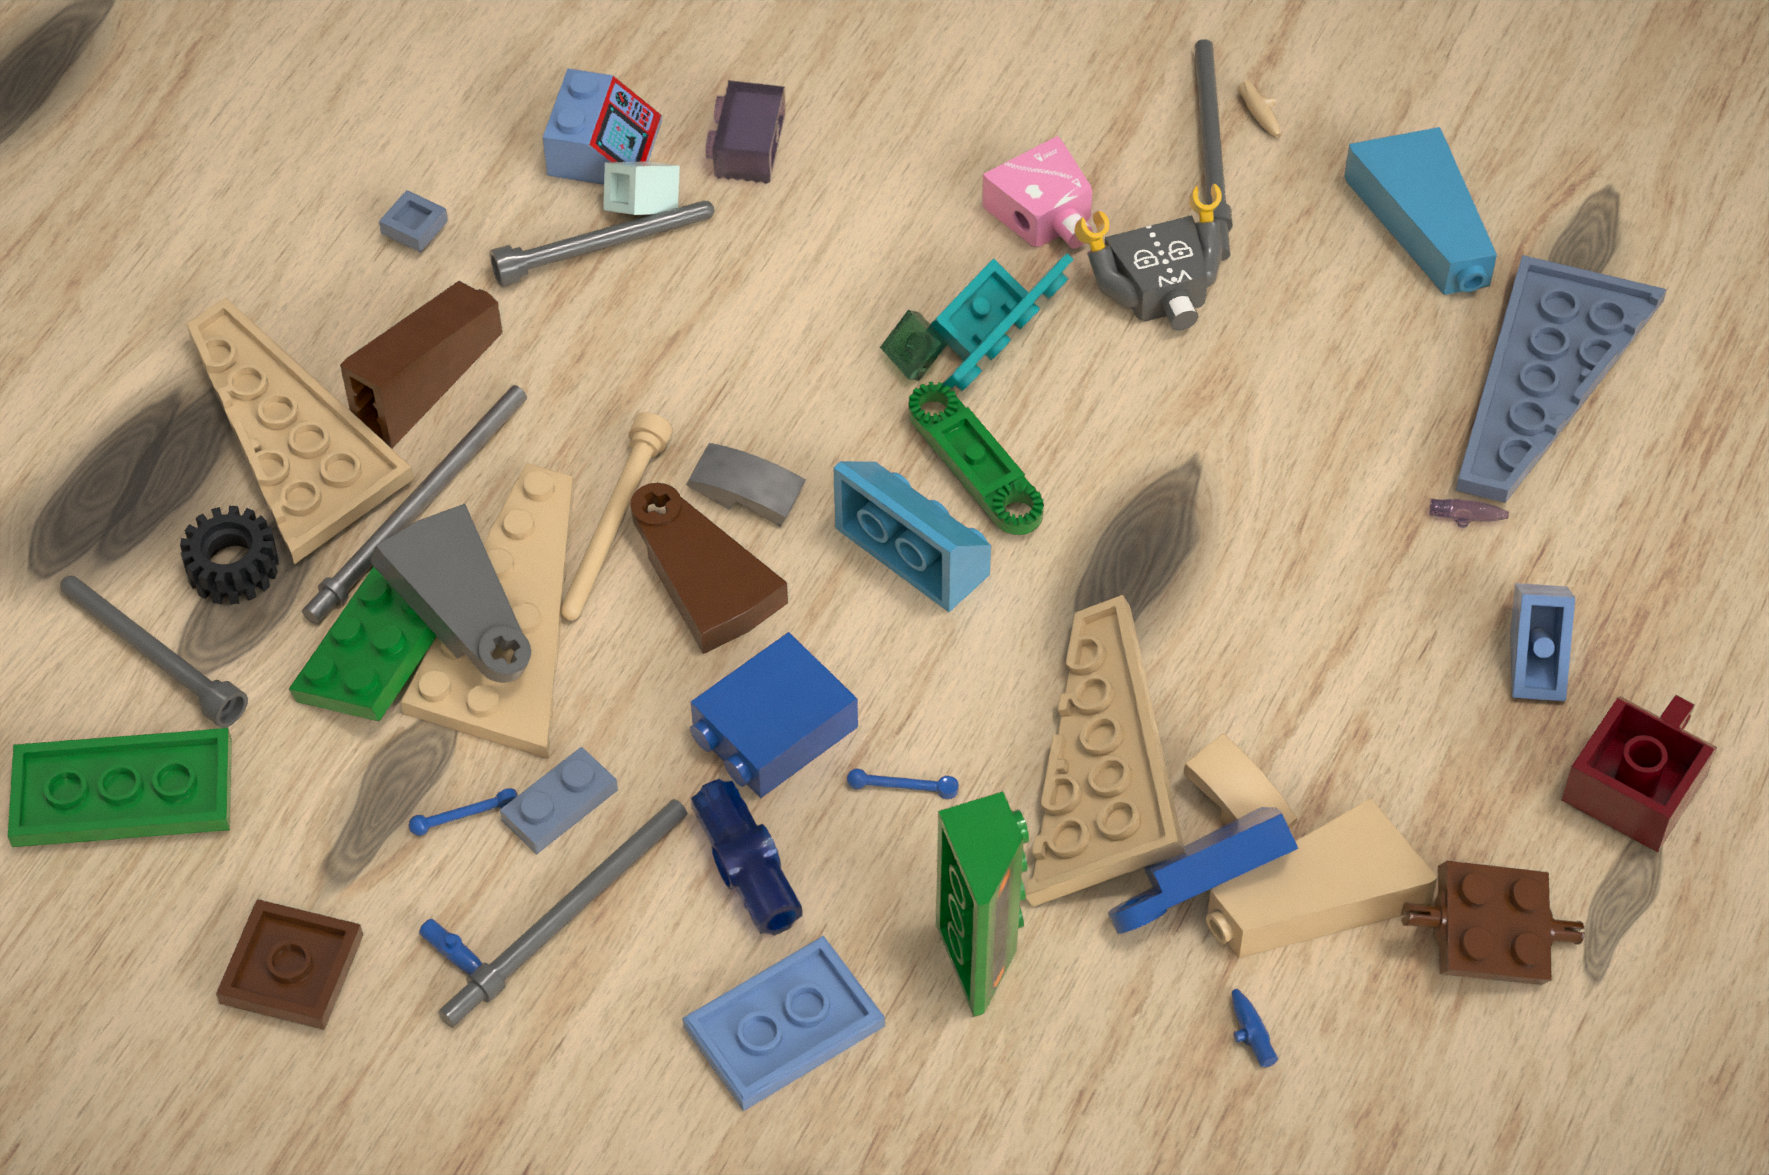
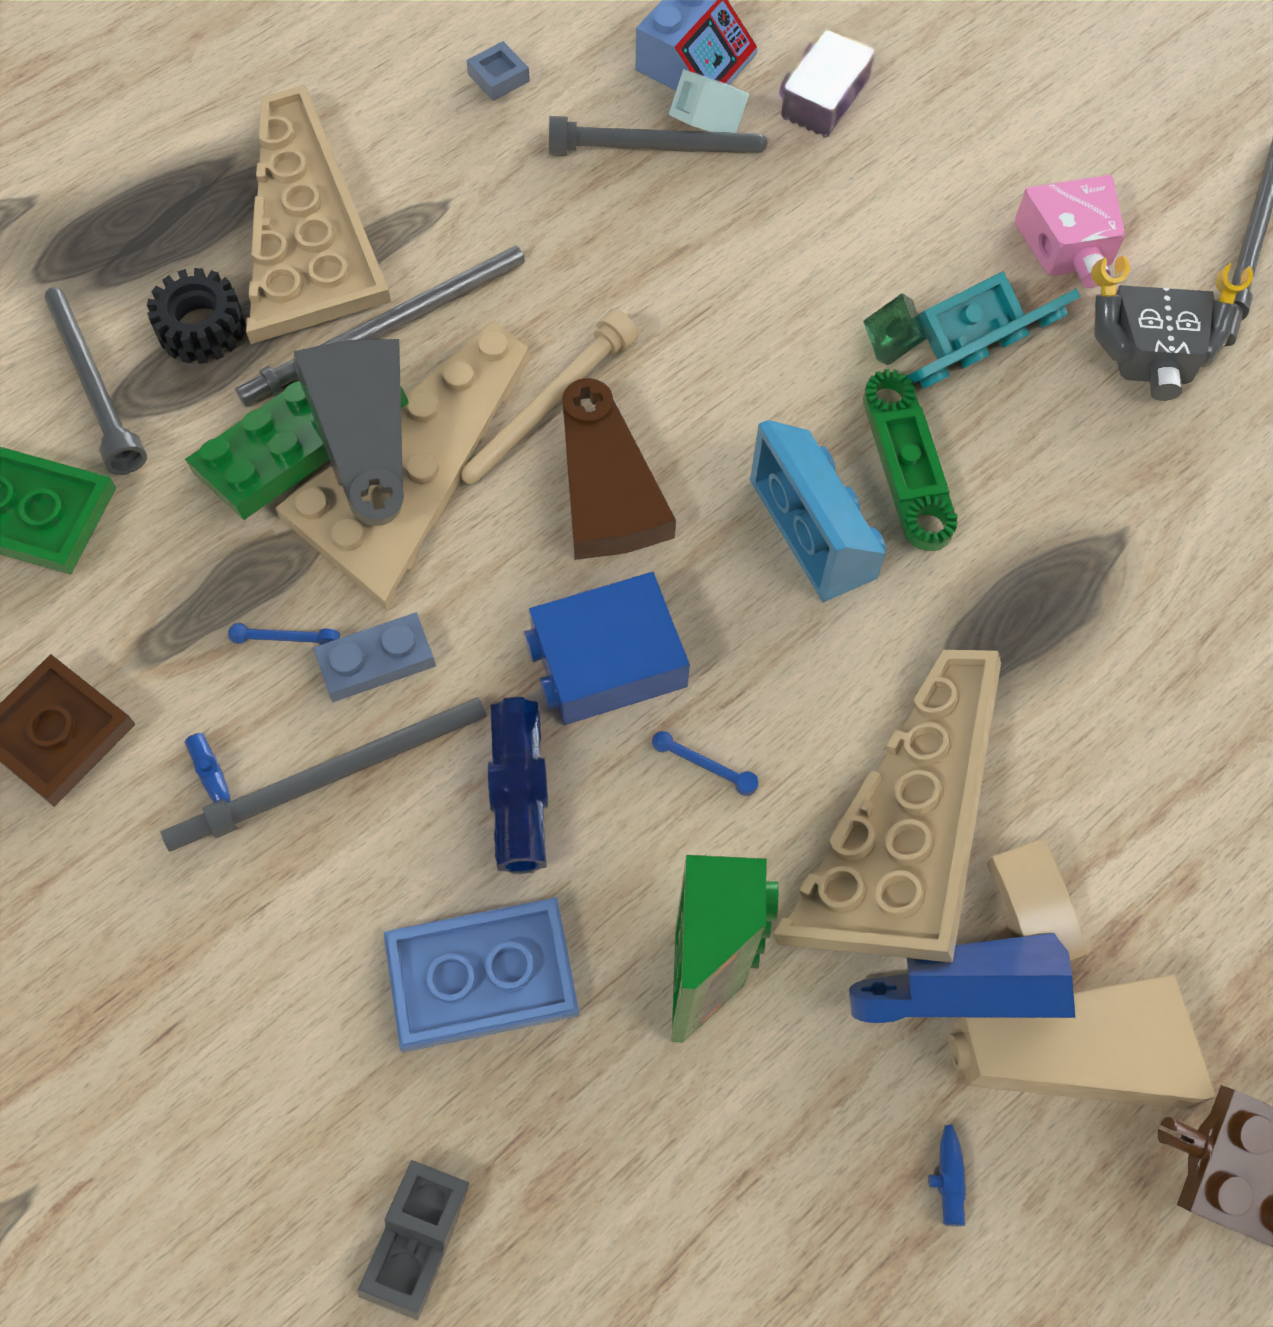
camera: 20 degrees right, 10 degrees up
(419, 360) = (438, 193): reddish brown slope -> none
(740, 477) = (685, 405): flat silver slope -> none

